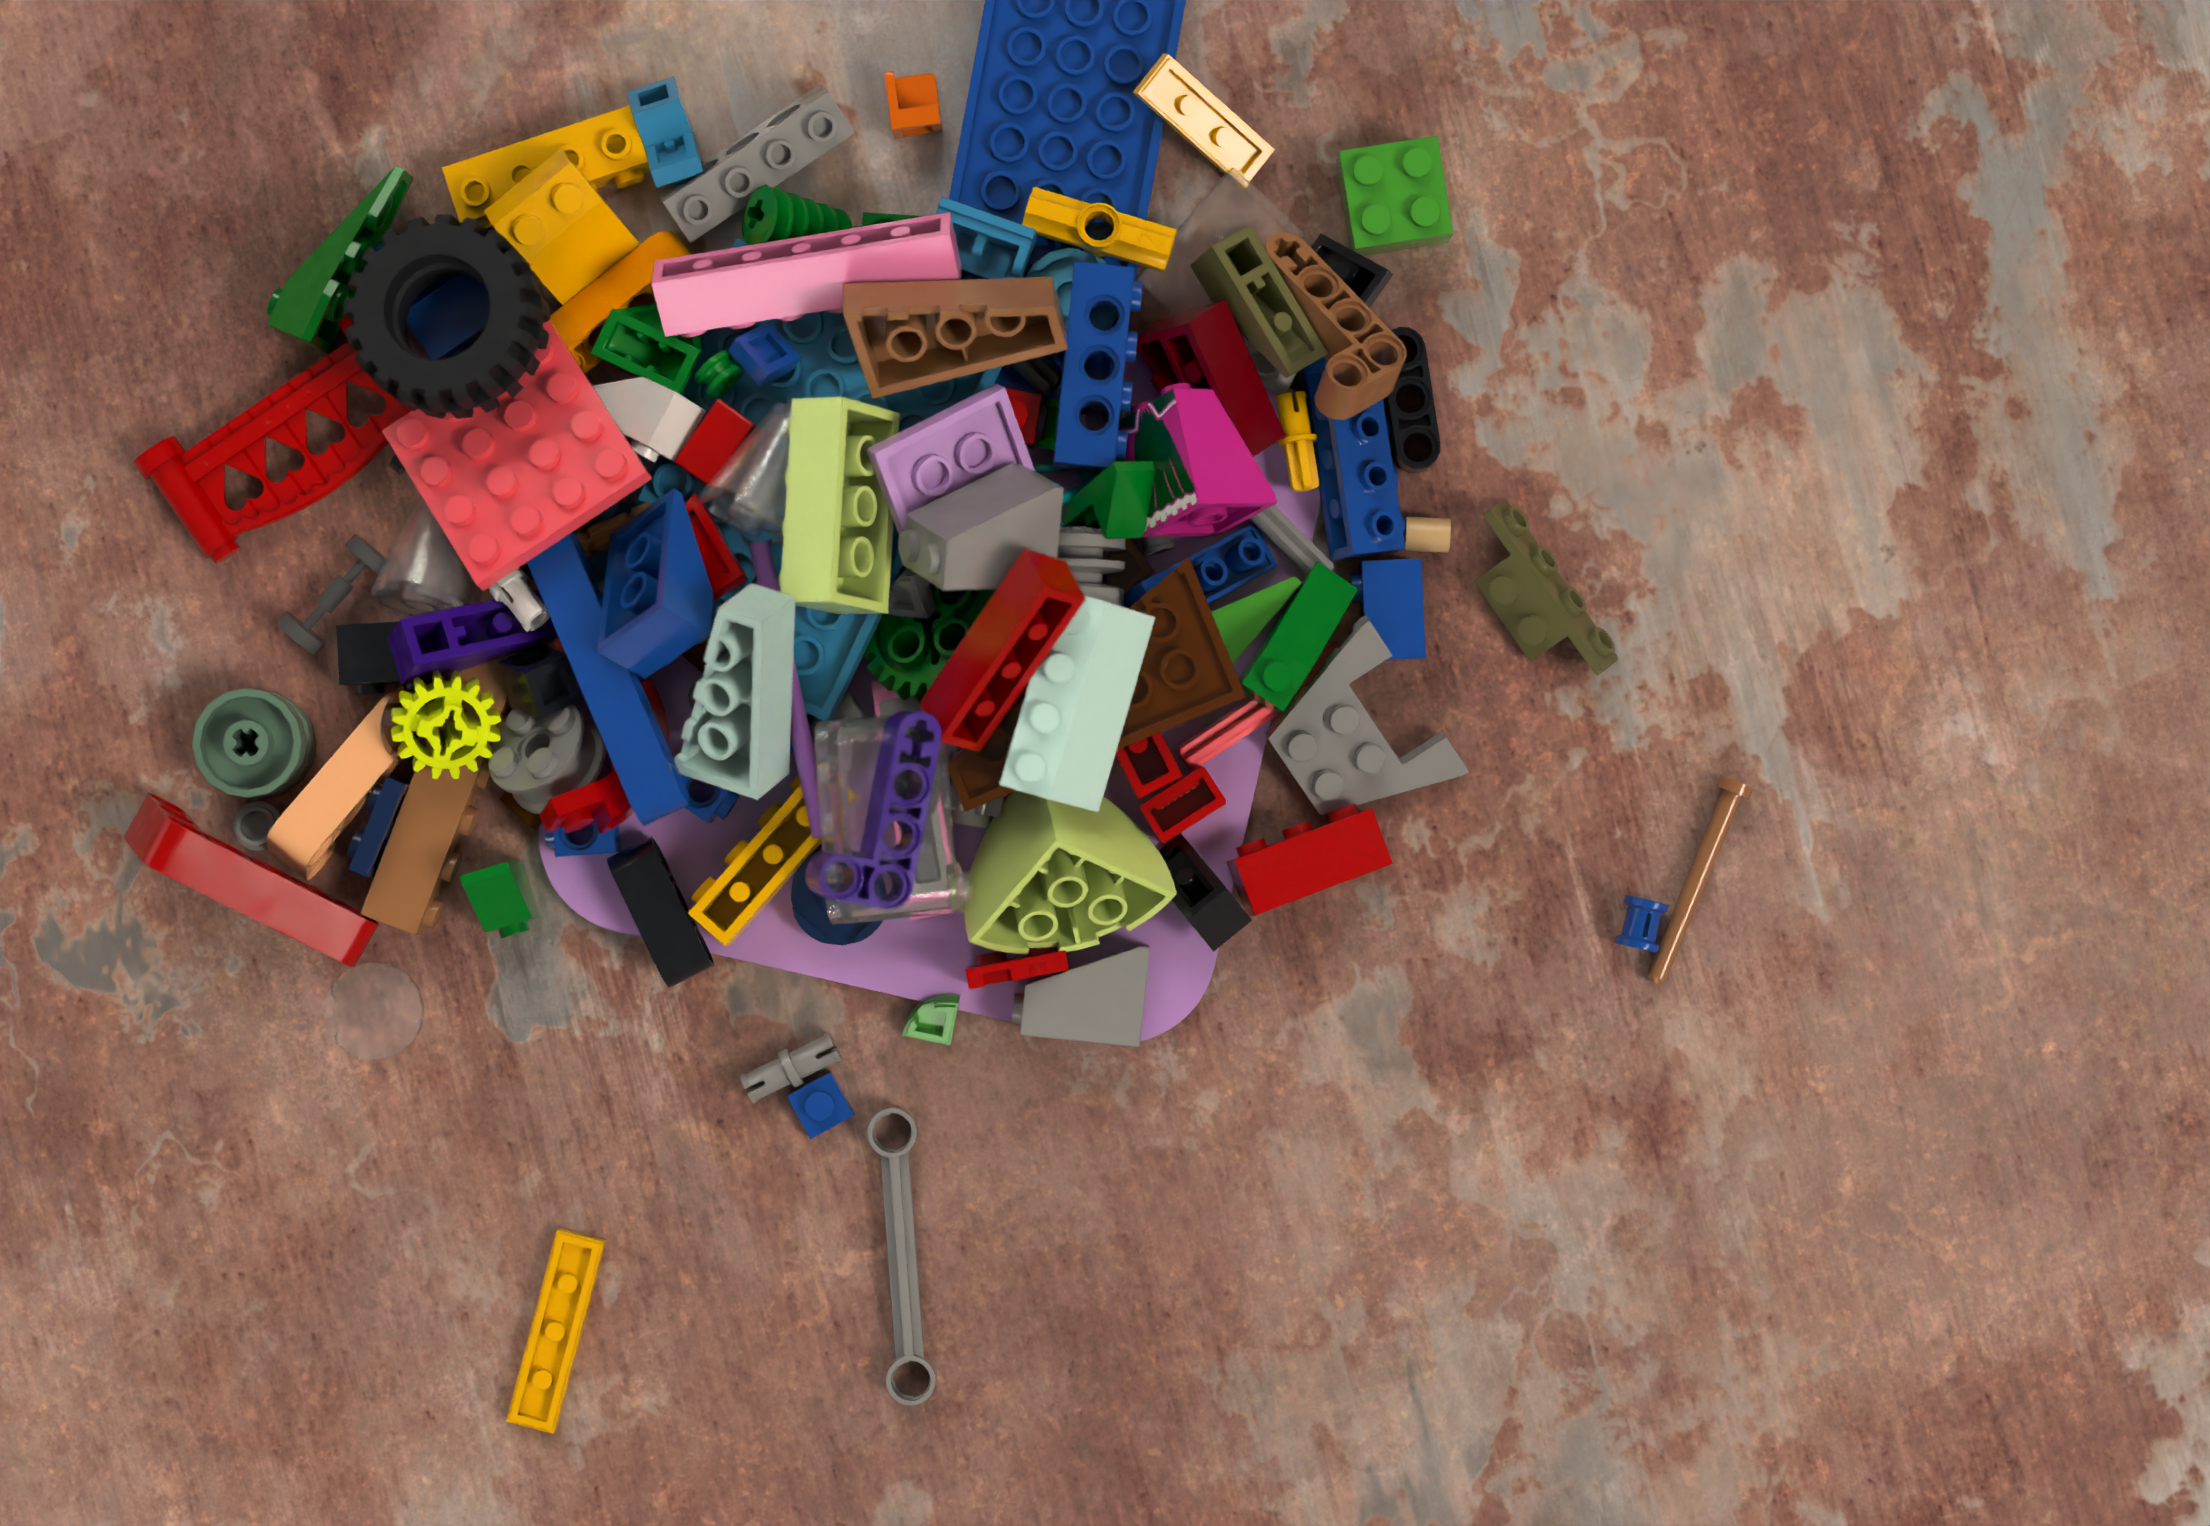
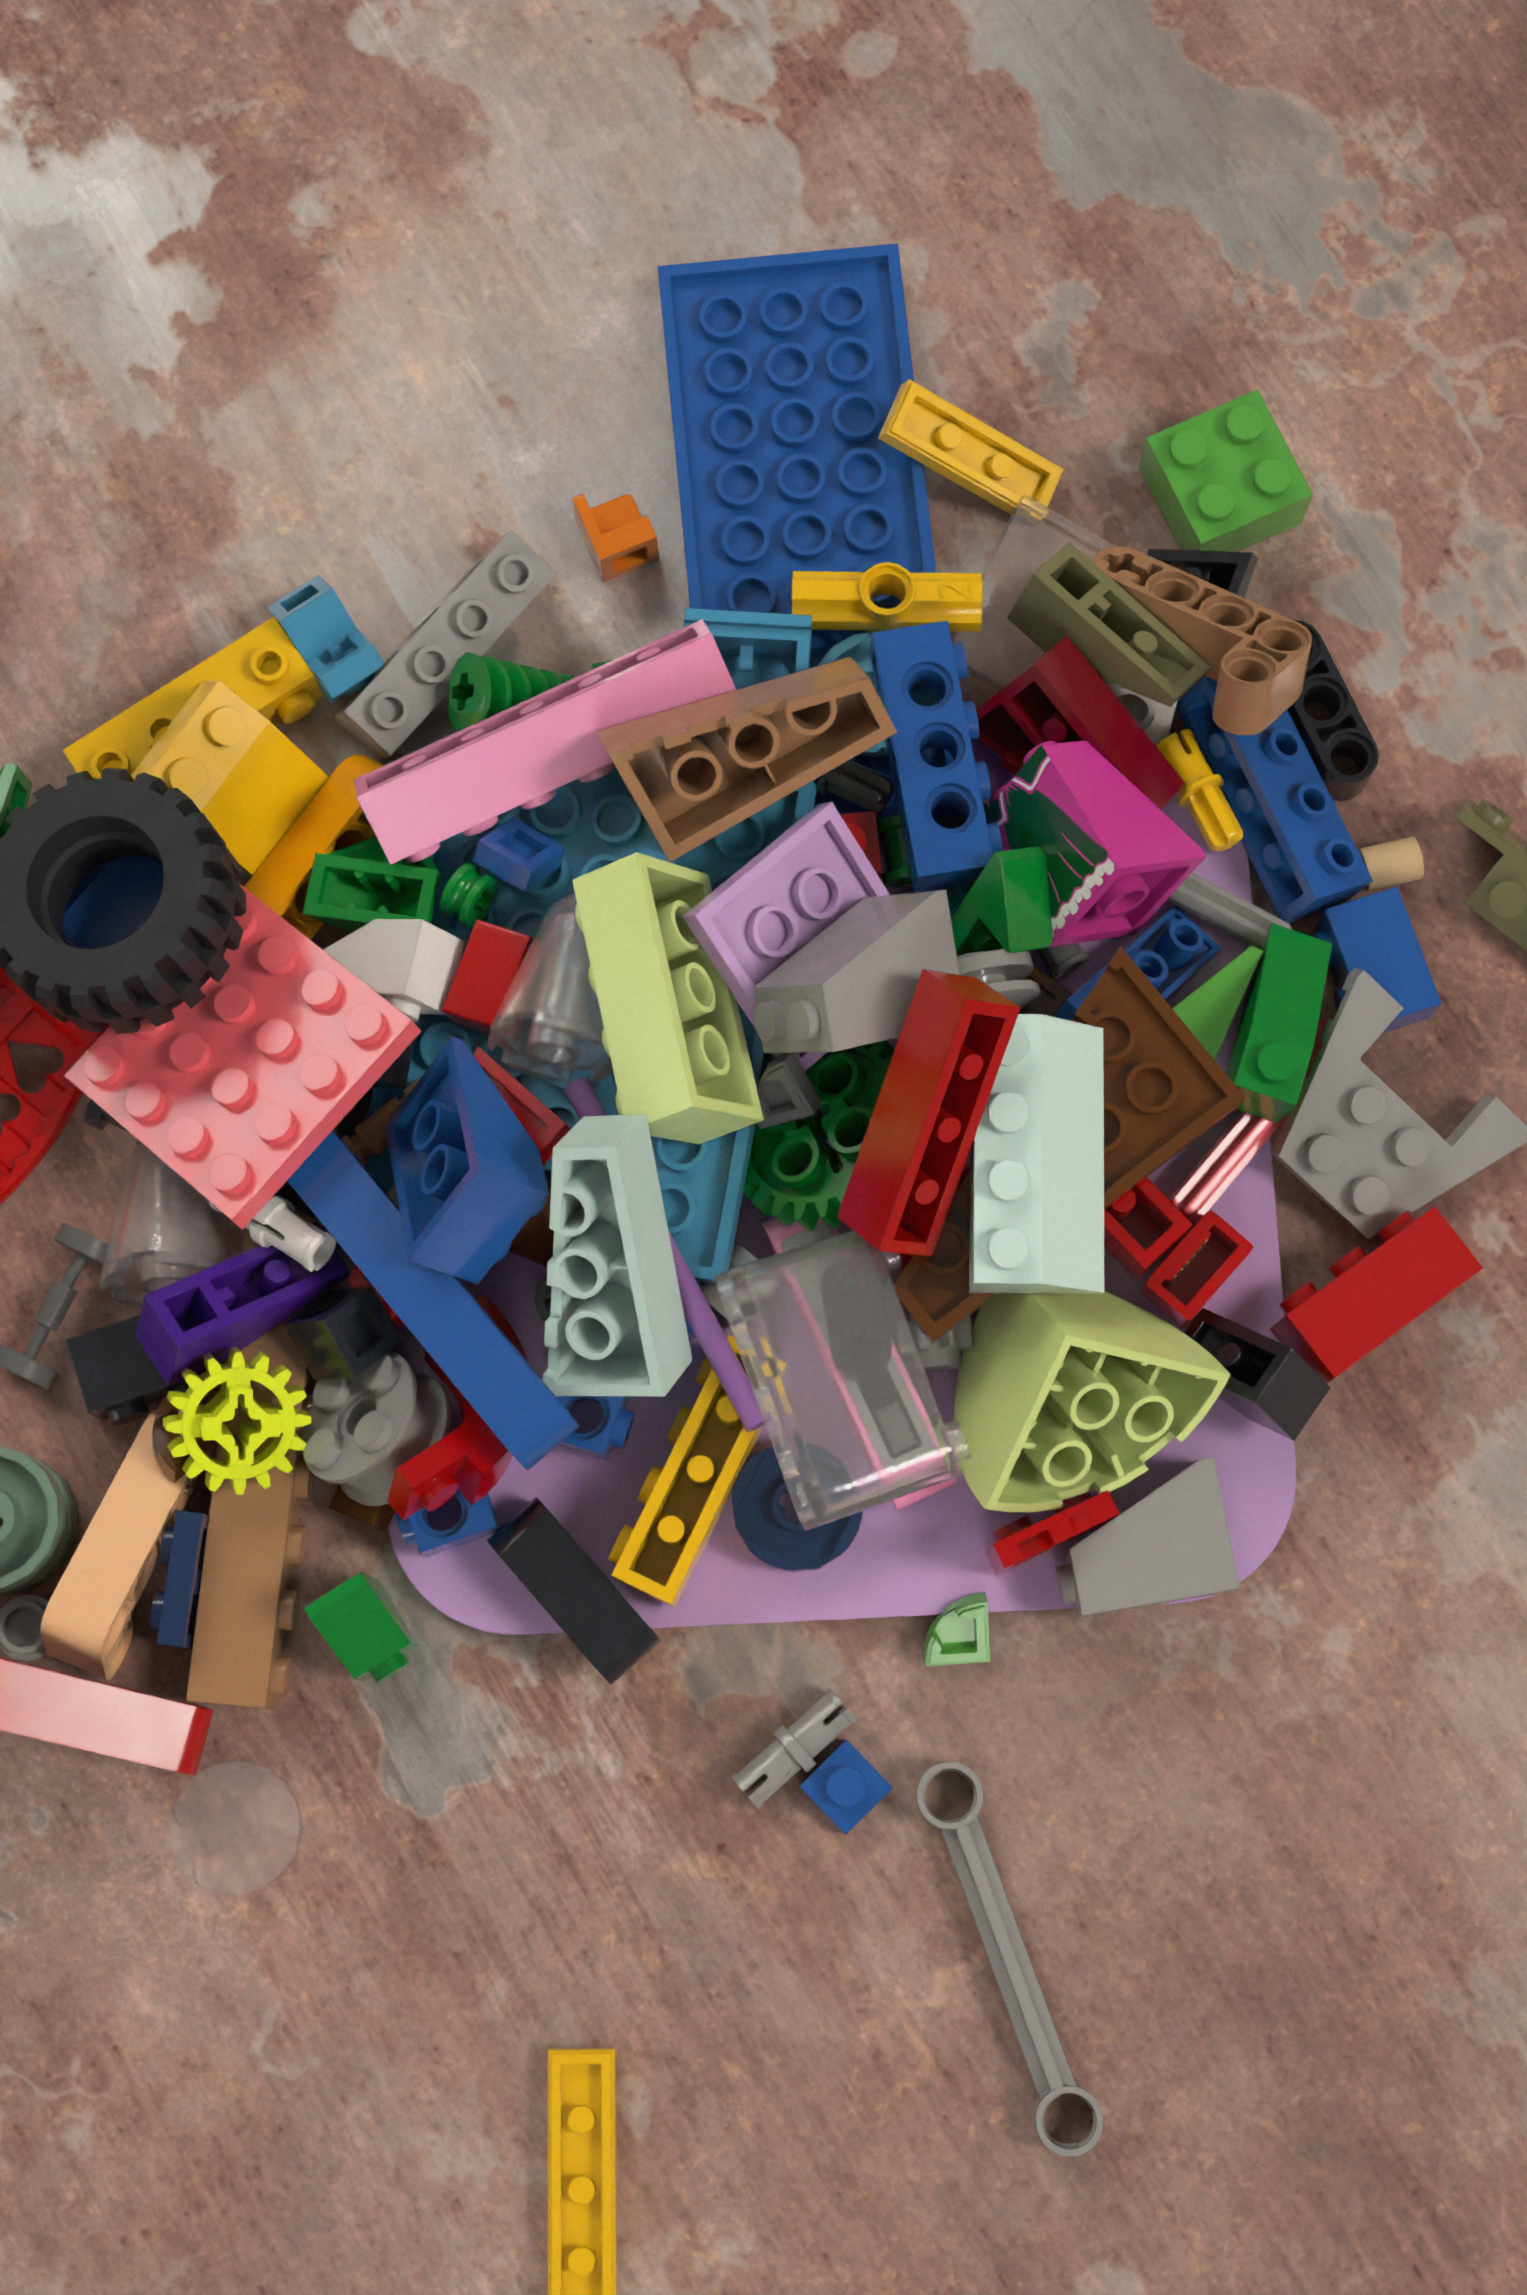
camera: 15 degrees left, 10 degrees down
(883, 809) = (833, 1353): dark purple beam -> none

